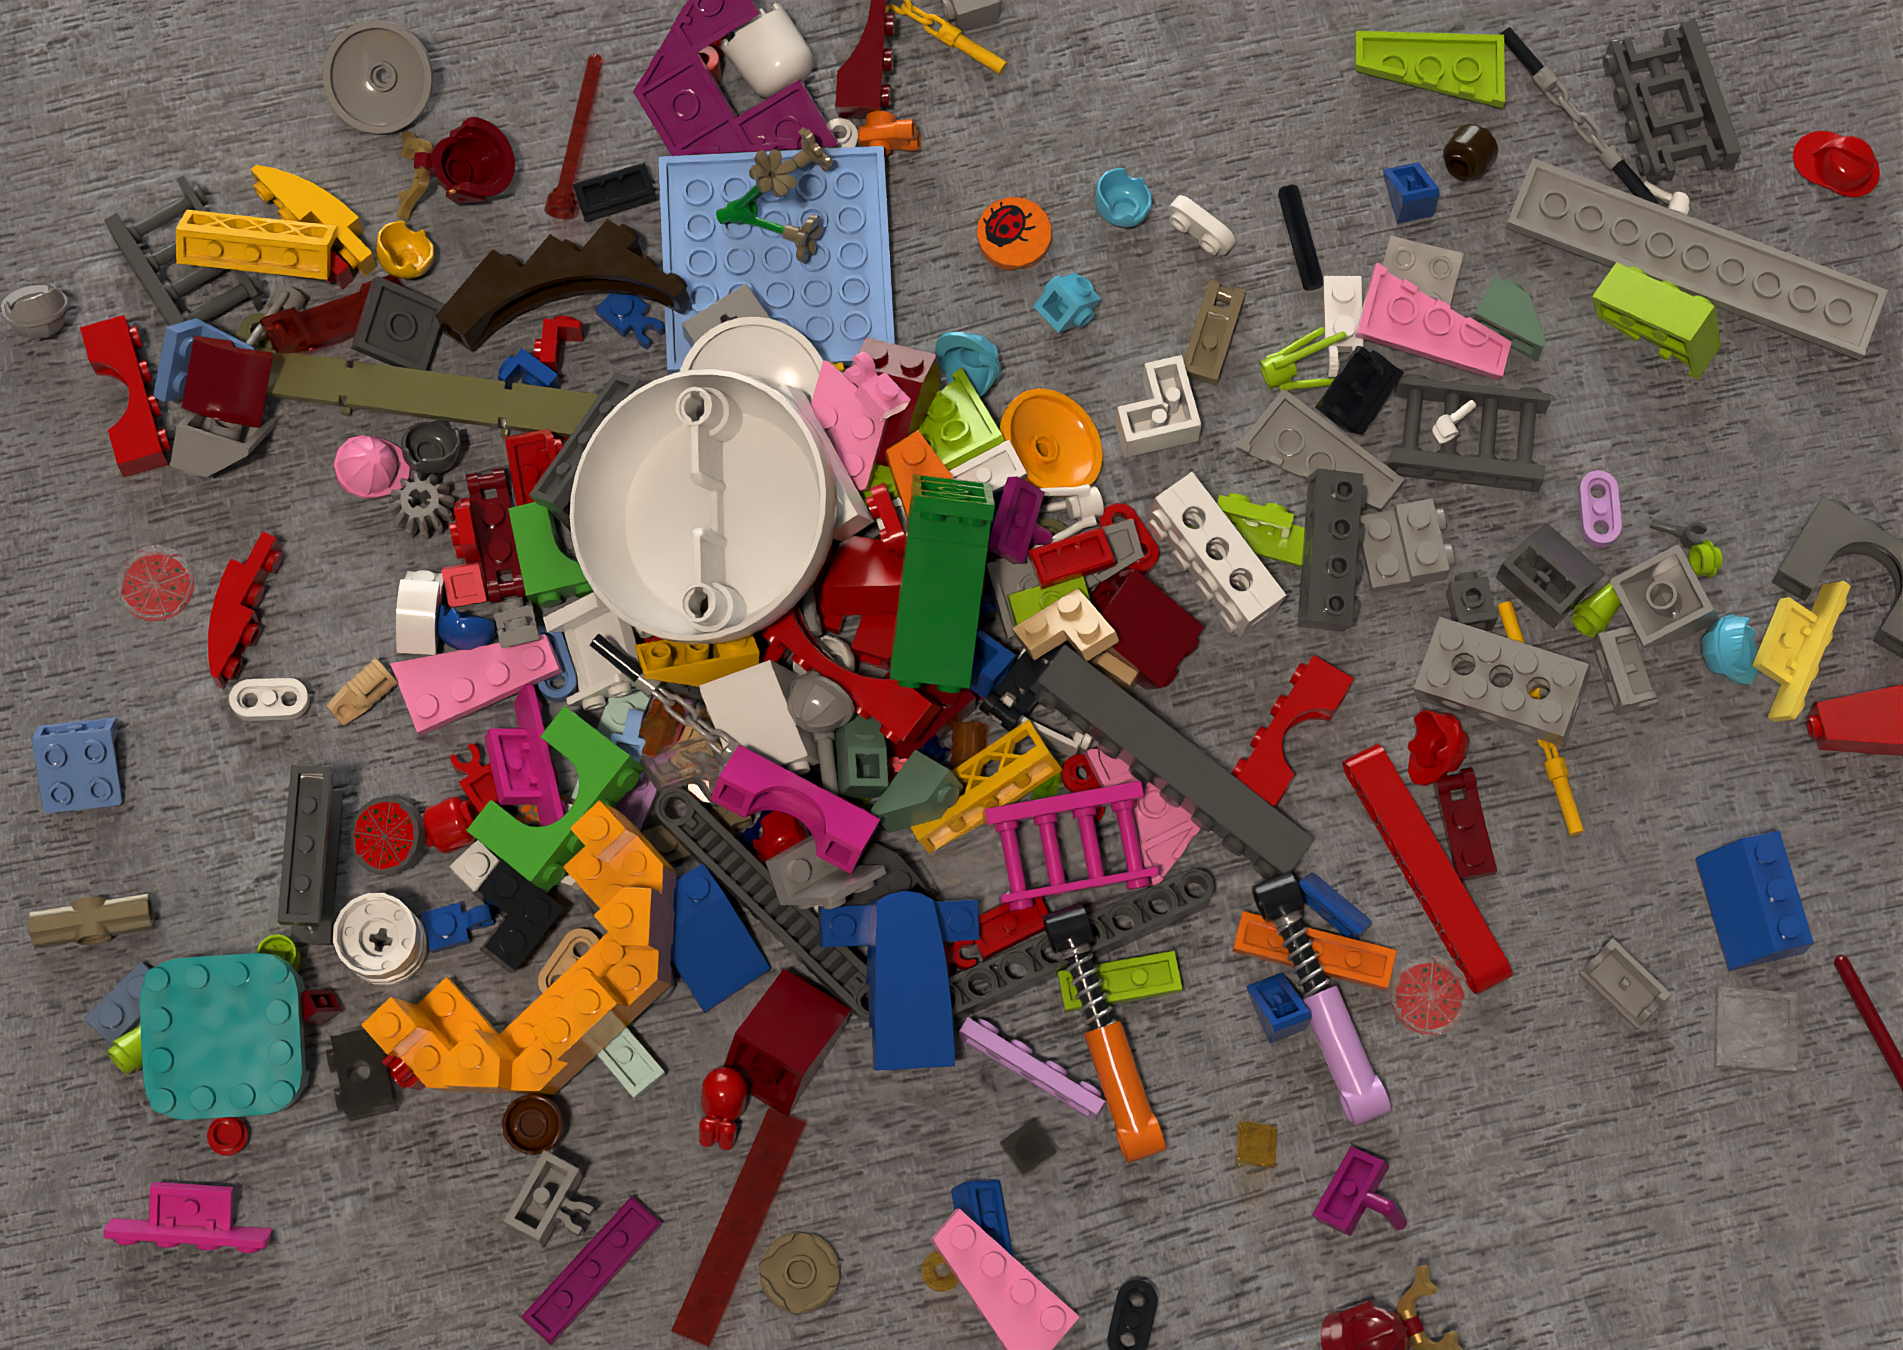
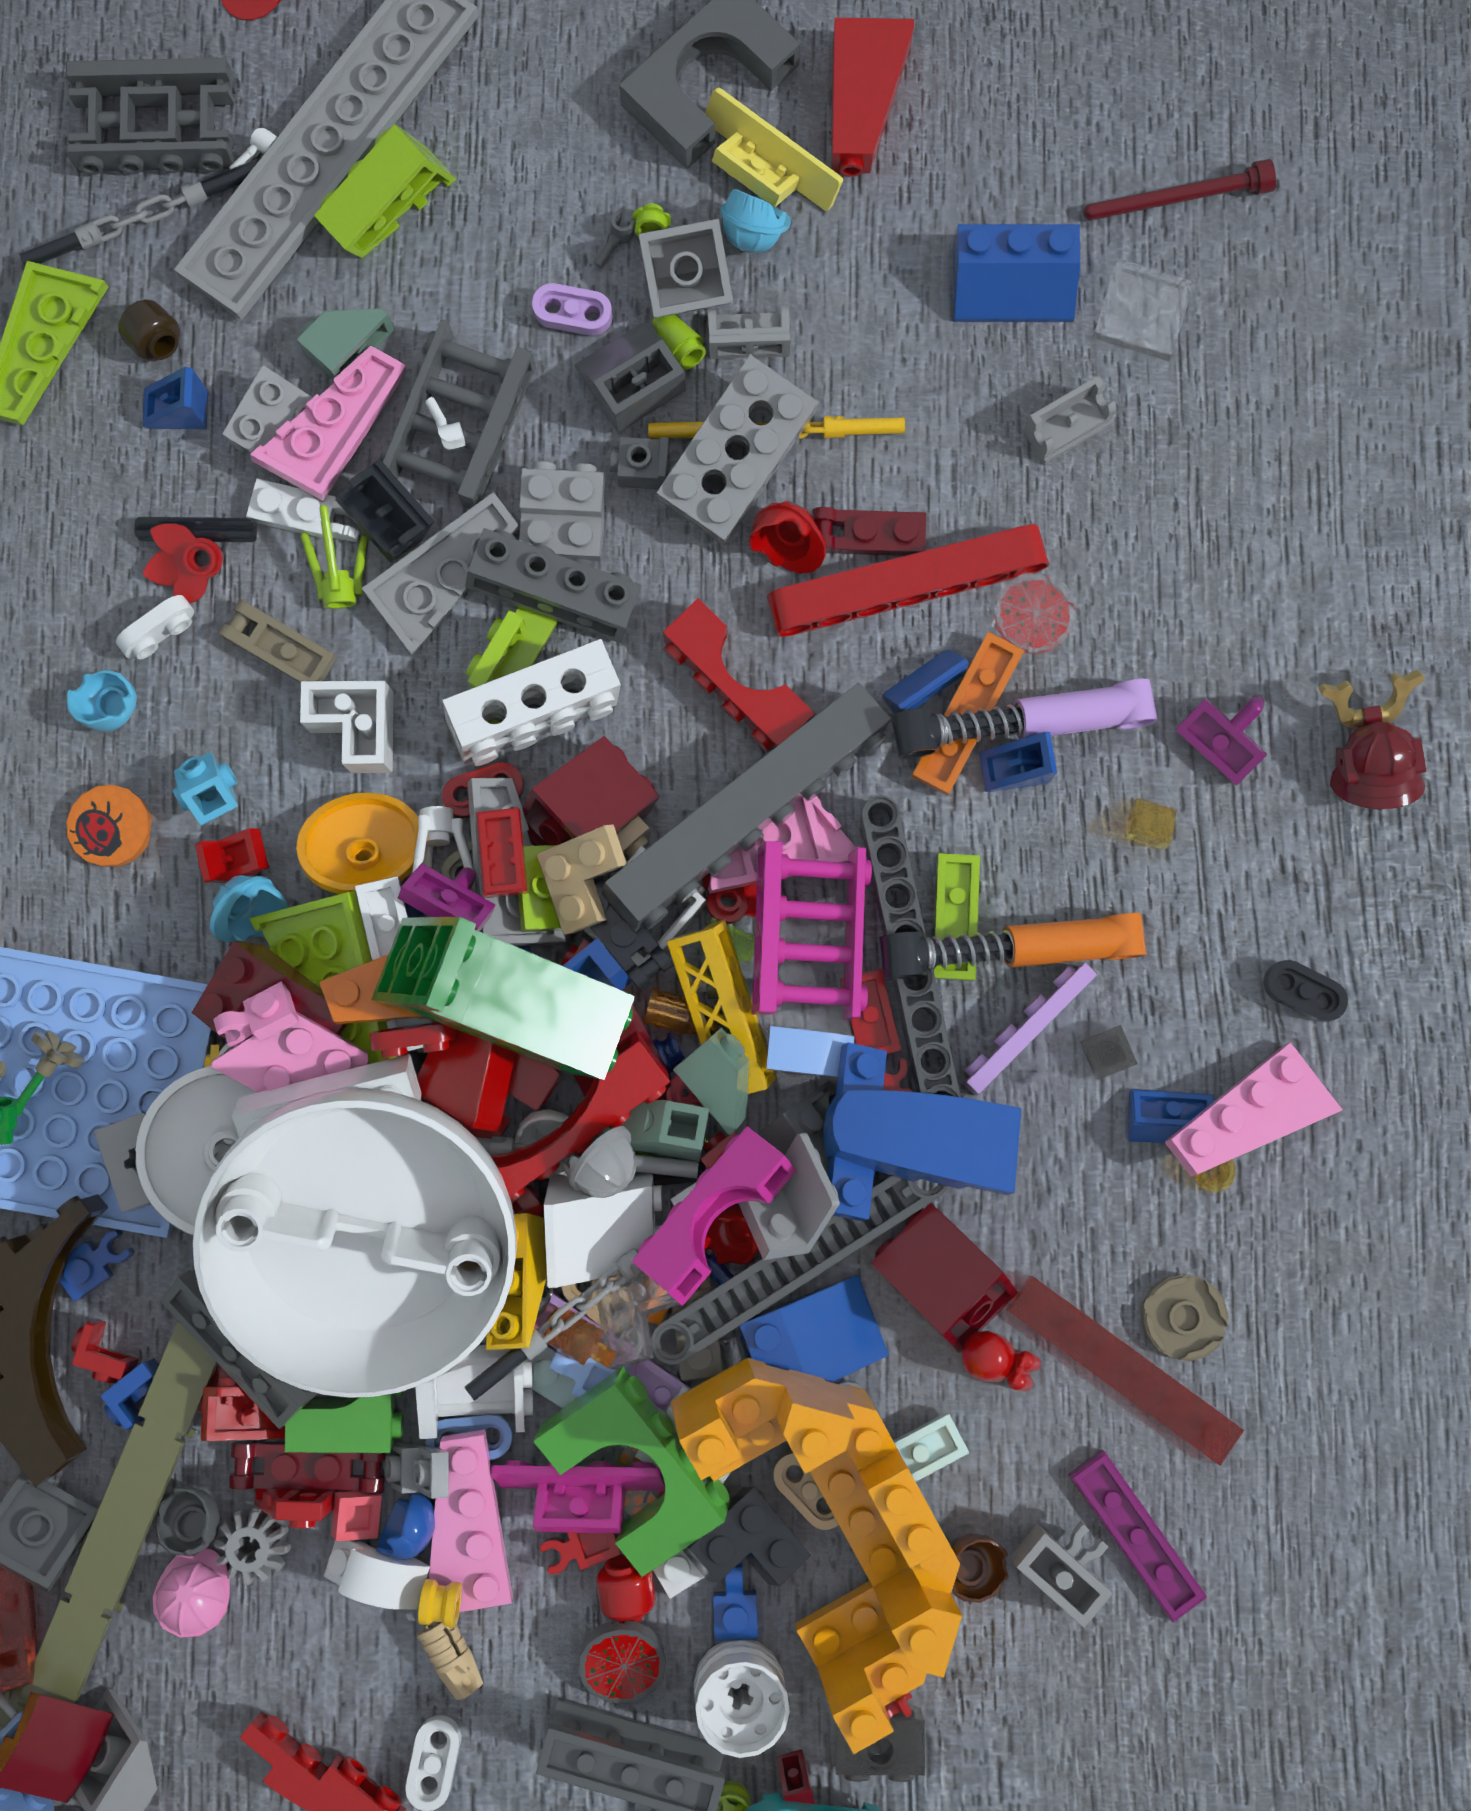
camera: 75 degrees left, 10 degrees up
(407, 667) = (440, 1603): none -> yellow wheel
(960, 866) = (805, 1051): none -> light blue slope
(1012, 339) = (232, 856): none -> red bracket
(1266, 229) = (177, 561): none -> red plate

